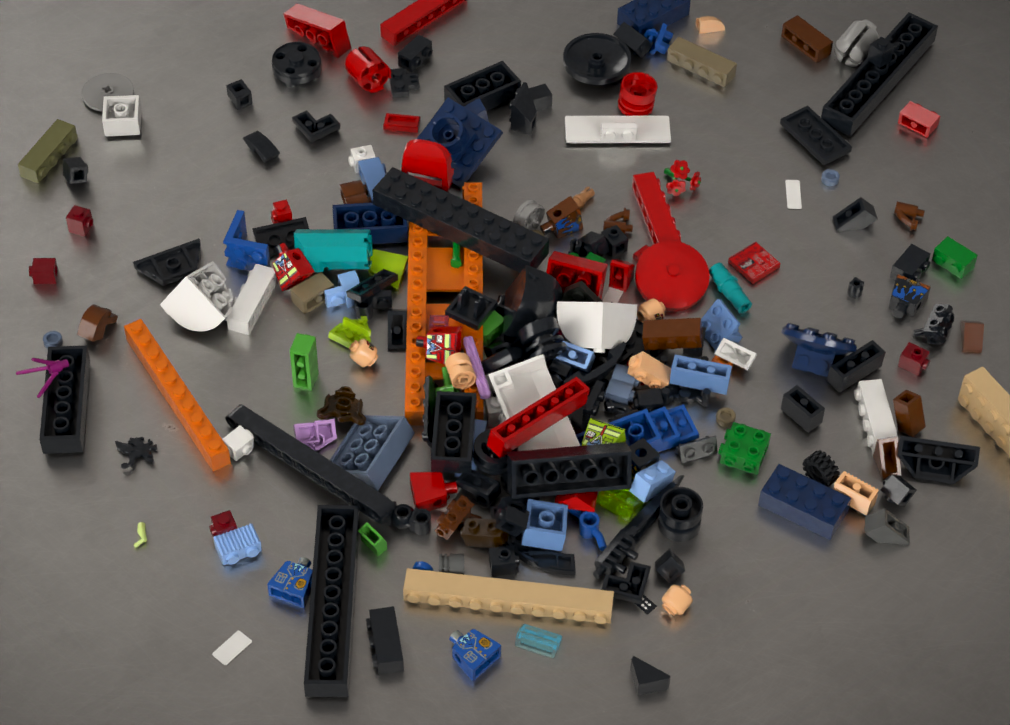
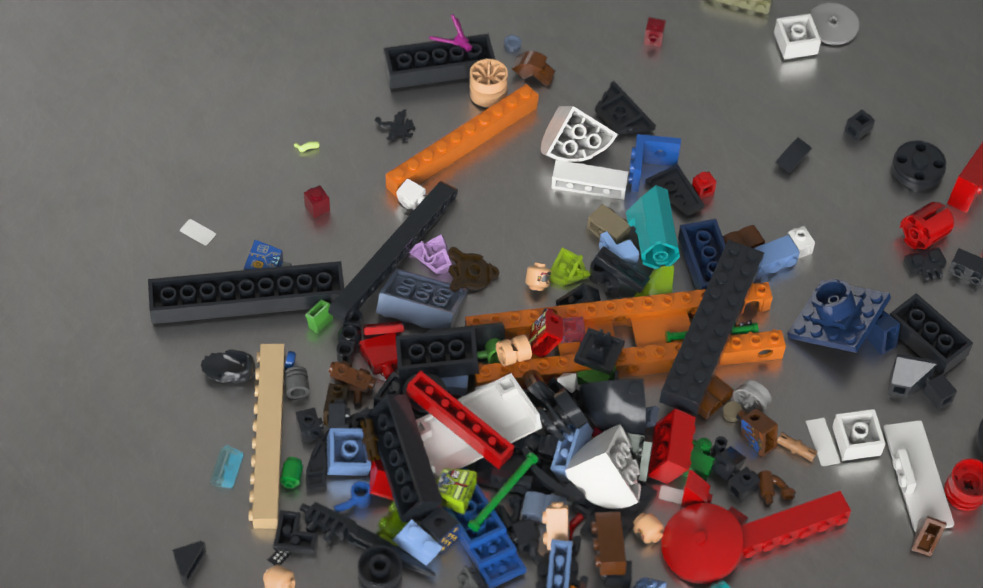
camera: 80 degrees right, 5 degrees up
(44, 271) = (589, 19): dark red brick -> none
(75, 170) = (716, 15): black brick -> none
(110, 359) = (488, 82): none -> light nougat wheel
(237, 544) = (301, 215): light blue brick -> none
(291, 267) = (620, 202): red torso -> none
(304, 361) = (507, 224): bright green brick -> none
(313, 128) = (831, 195): black brick -> none
(385, 640) = (209, 340): black brick -> none
(401, 122) = (867, 271): red tile -> none
(403, 481) = (383, 328): none -> red tile
(422, 622) = (230, 366): none -> black hair
(430, 160) = (778, 286): red slope -> none
(474, 652) = (203, 413): blue torso -> none
(481, 381) = (526, 365): lavender axle -> none
(495, 338) = (569, 381): none -> white slope
(544, 496) = (370, 440): none -> dark brown pin
(556, 577) = (291, 472): none -> green brick
(572, 185) = (823, 442): none -> white sticker
(577, 155) = (858, 434): none -> white brick
(643, 429) = (475, 524): none -> green bar
(669, 566) = (320, 572): black panel -> none
(679, 130) = (928, 535): none -> reddish brown slope
(681, 170) = (855, 535): red plant -> none

